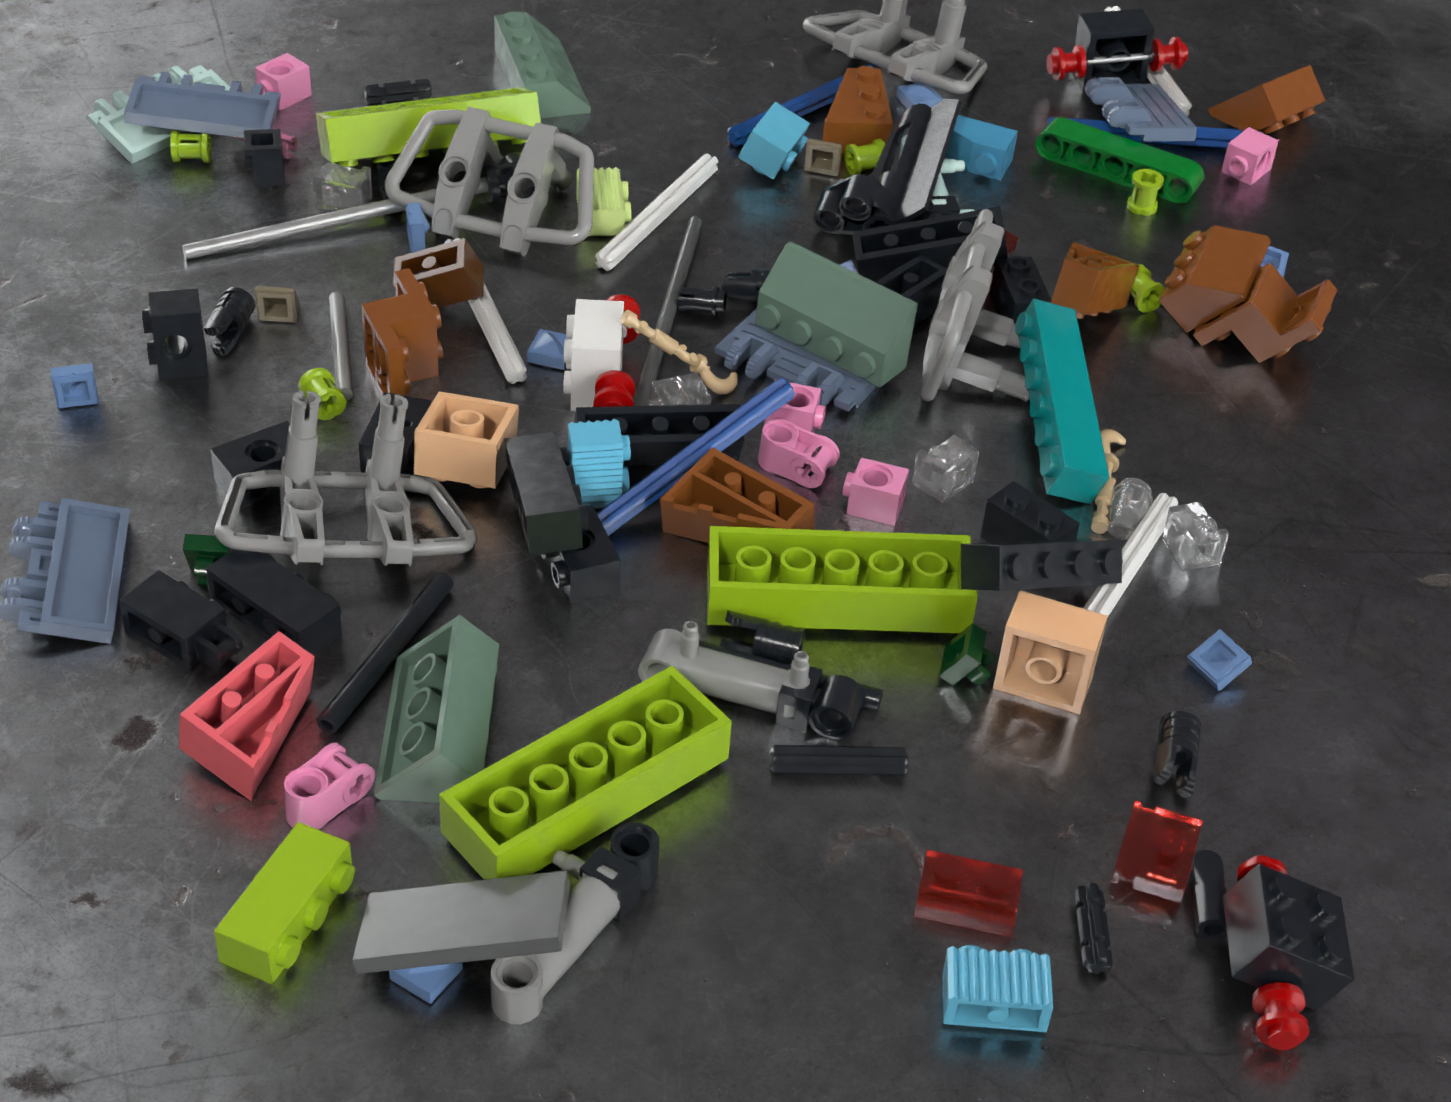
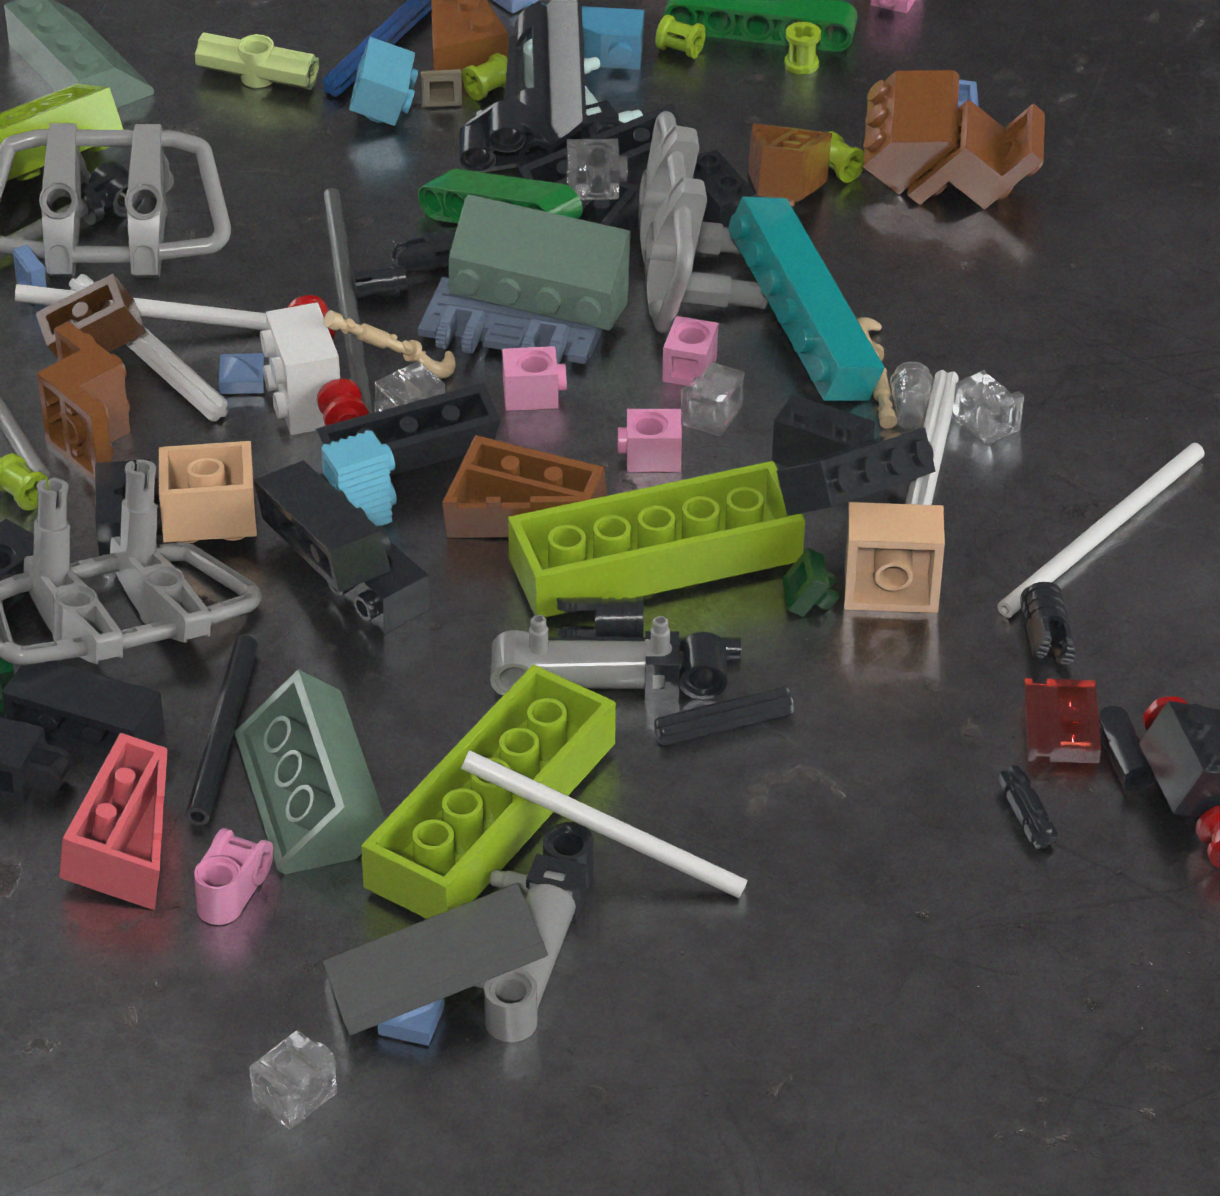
camera: 15 degrees left, 0 degrees up
(285, 903) = (247, 989): lime brick -> none
(286, 1002) = (294, 1079): none -> clear brick
(496, 276) = (157, 308): none -> white piece
(610, 202) = (241, 202): yellowish green brick -> none
(656, 212) = (284, 193): white axle -> none
(674, 836) = (604, 824): none -> white piece
(681, 103) = (257, 61): none -> yellowish green piece
(718, 437) = (450, 456): blue axle -> none
(793, 453) = (548, 421): bright pink piece -> none
(832, 247) = (445, 195): none -> green beam
(911, 246) = (595, 168): none -> clear brick
(941, 418) = (689, 350): none -> bright pink brick
(969, 893) = (898, 806): clear red plate -> none
(997, 989) = (961, 883): medium azure brick -> none
(1037, 149) = (667, 37): none -> lime bush
(1219, 660) = (1054, 523): medium blue tile -> none
(1268, 673) = (1105, 525): none -> white piece

